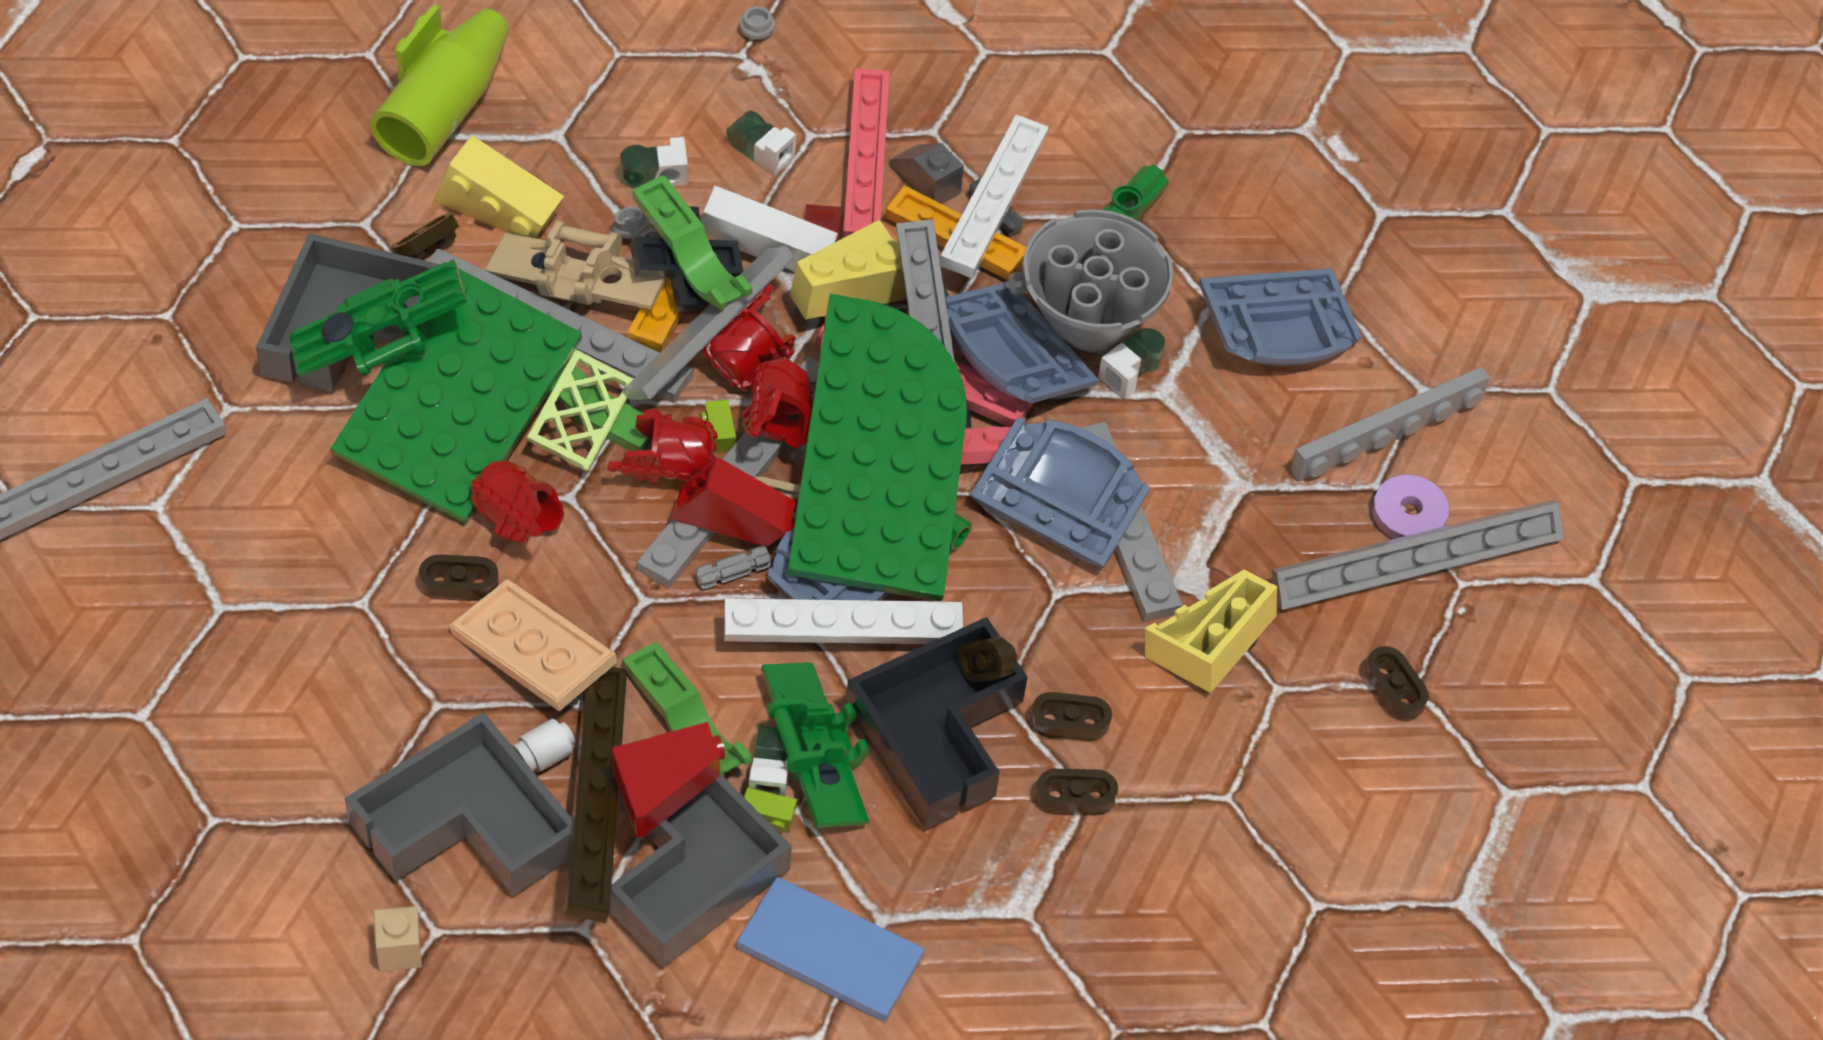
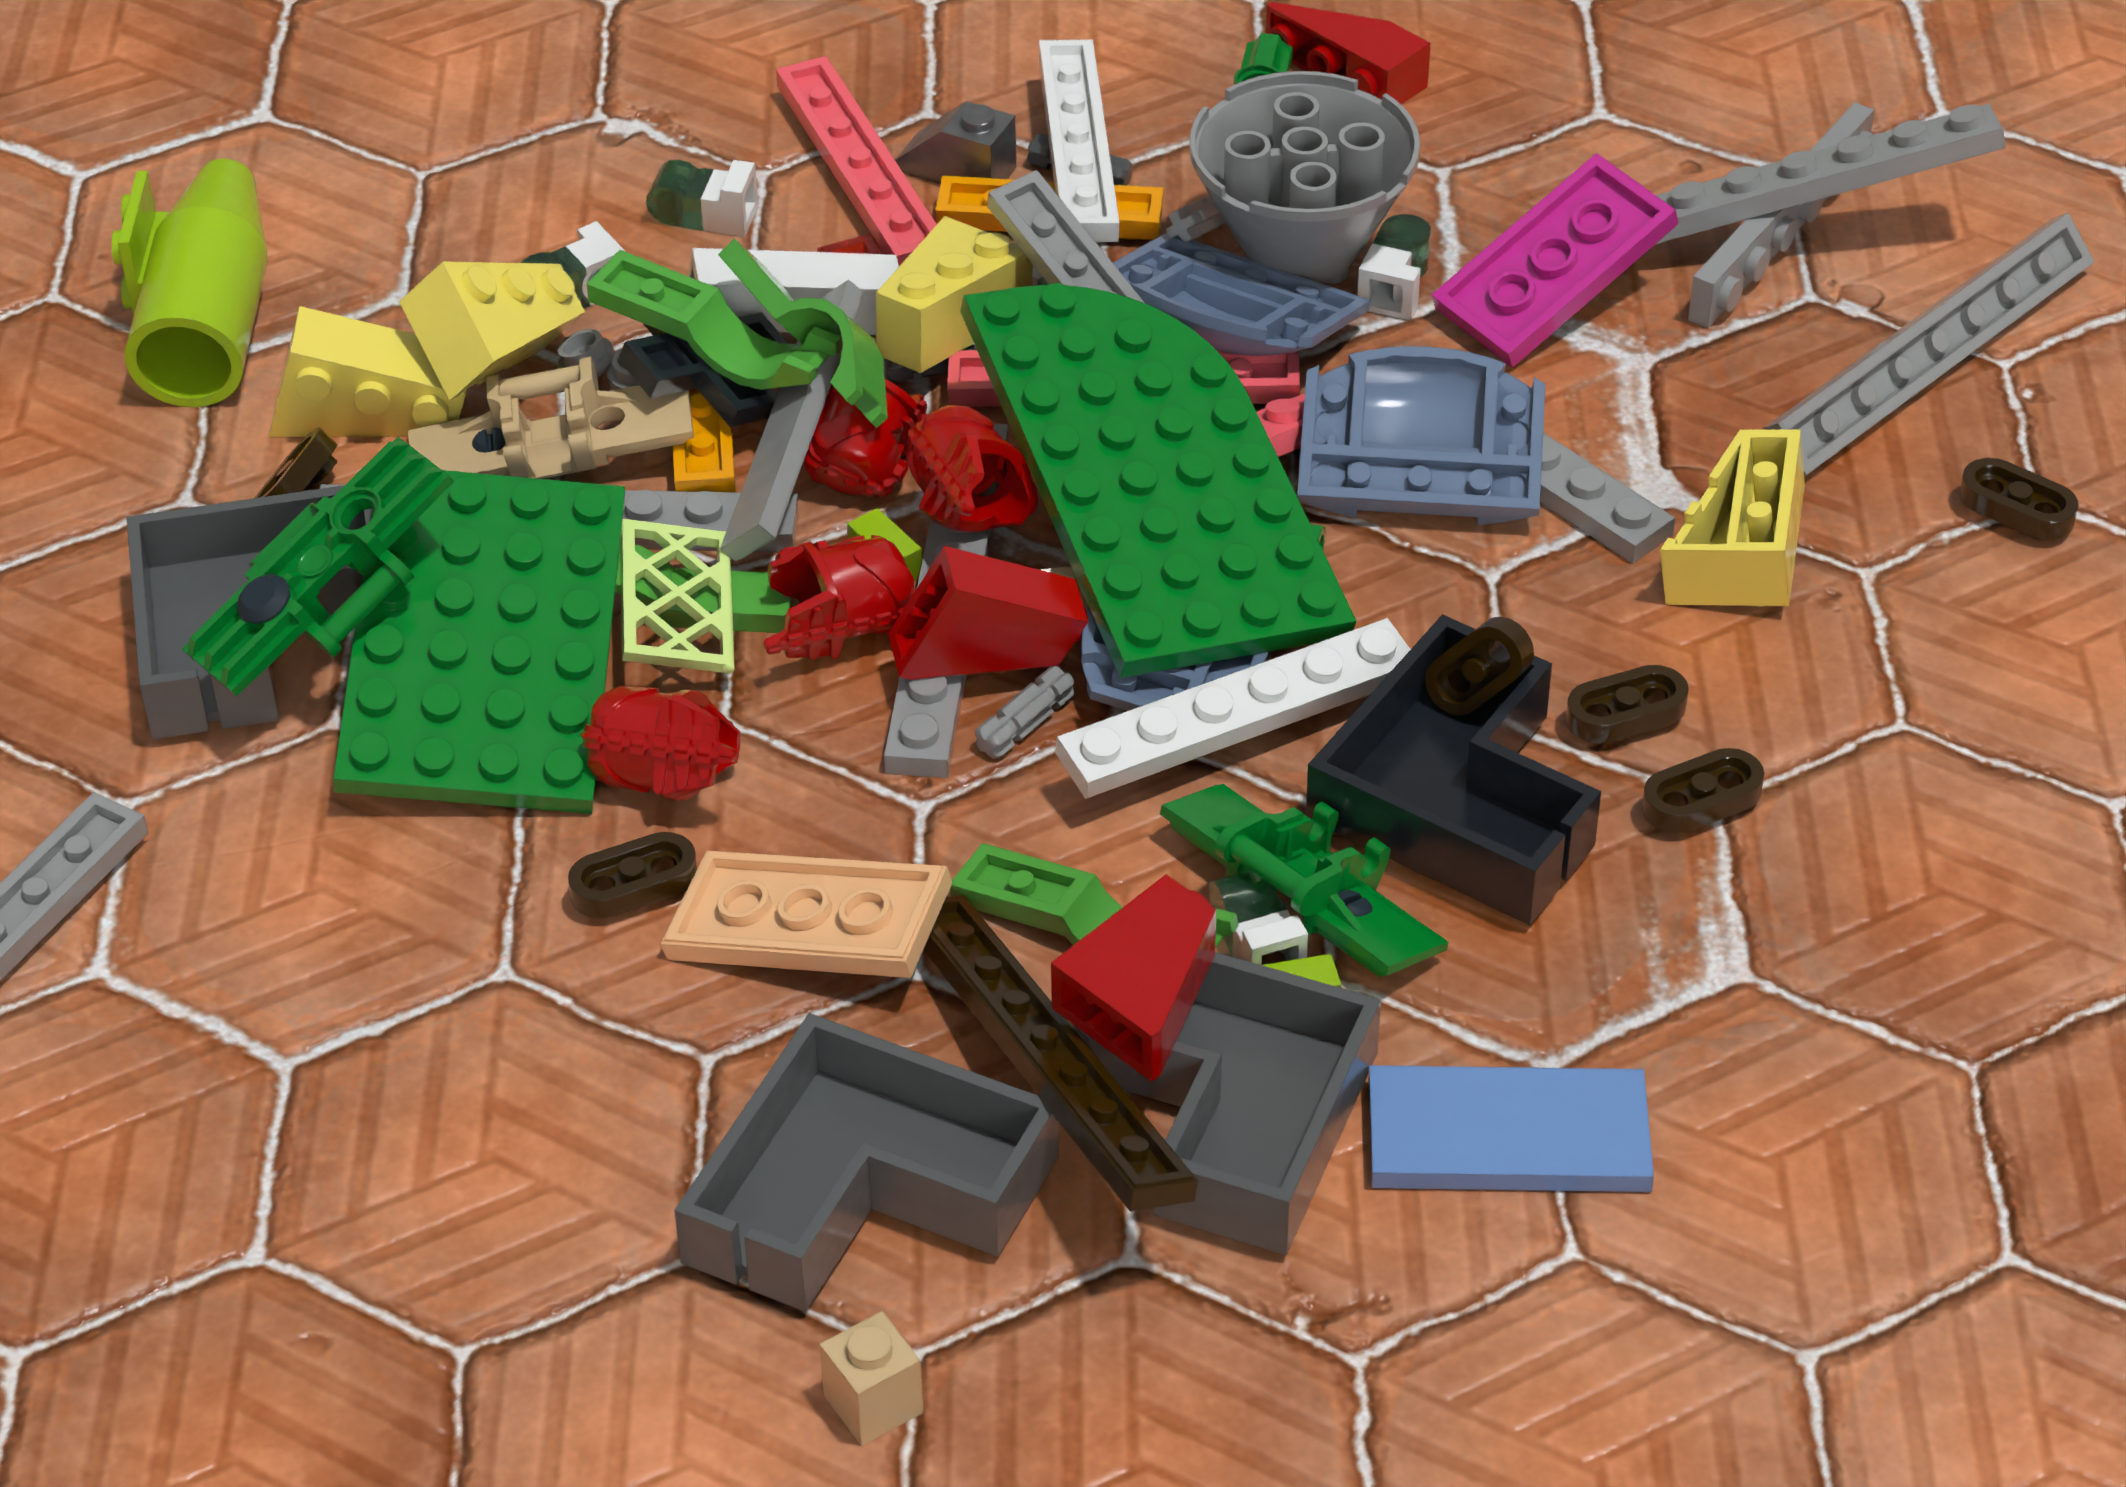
camera: 20 degrees left, 10 degrees down
(545, 745) = (921, 1023): white brick -> none
(575, 183) = (488, 317): none -> light yellow wedge
(735, 255) = (861, 364): none -> bright green piece
(757, 23) = (599, 68): light grey plate -> none
(1209, 201) = (1354, 46): none -> red slope
(1222, 400) = (1554, 259): none -> dark pink plate
(1281, 316) = (1546, 135): sand blue slope -> none
(1386, 409) = (1834, 170): none -> light grey plate
(1409, 491) = (1855, 284): lavender tile -> none

